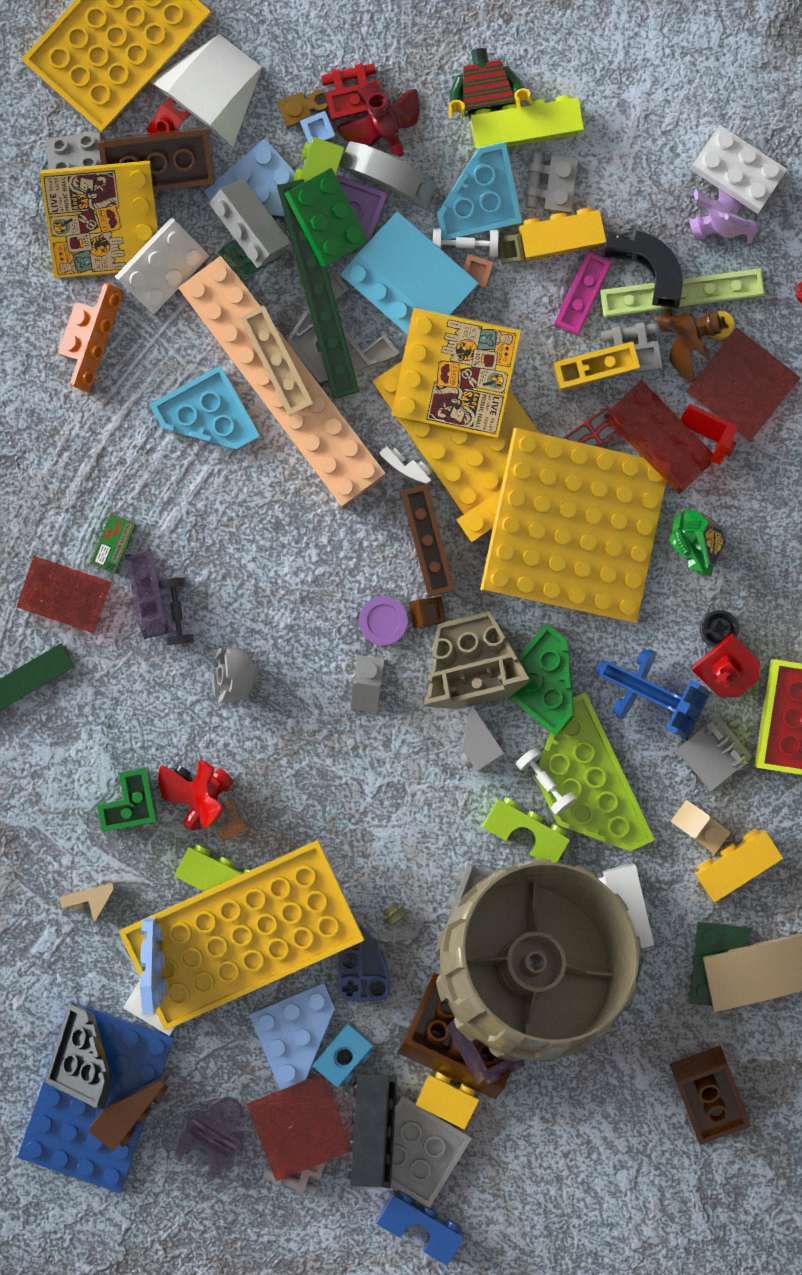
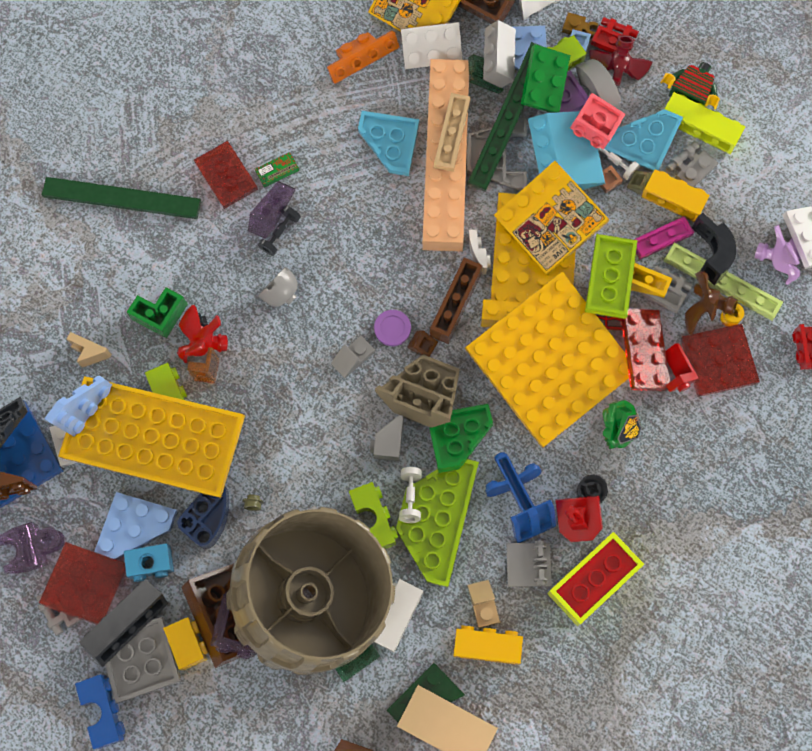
camera: 45 degrees right, 15 degrees down
(420, 222) = (597, 121): none -> coral plate
(569, 391) = (611, 276): none -> lime tile

